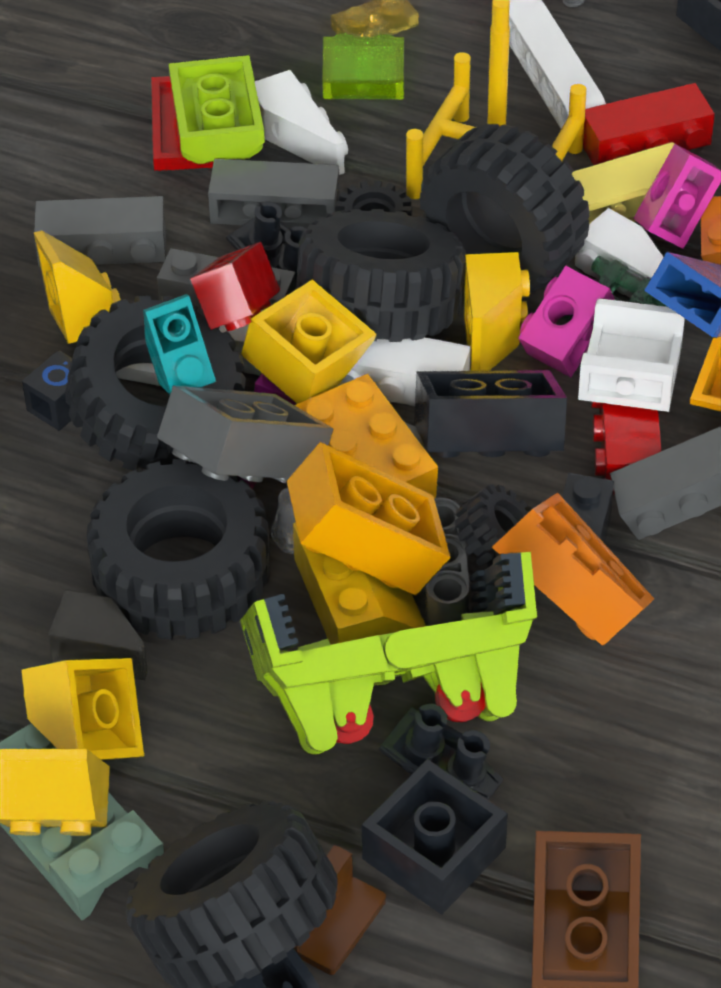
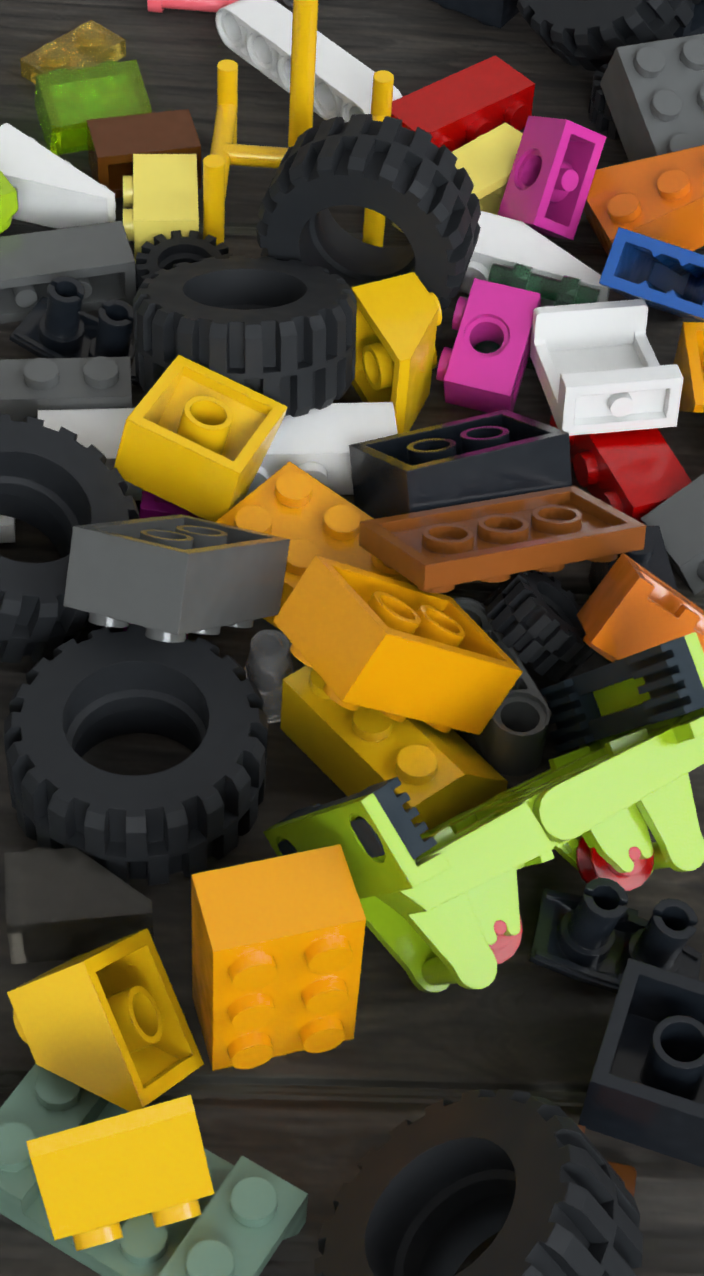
camera: 25 degrees left, 0 degrees up
(177, 345) = (55, 472): teal slope -> none
(196, 696) = (276, 956): none -> light orange brick
(236, 287) = (86, 385): red brick -> none
(379, 152) = (162, 197): none -> light yellow brick
(385, 111) = (117, 138): none -> reddish brown brick
(482, 461) = (501, 538): none -> dark orange plate

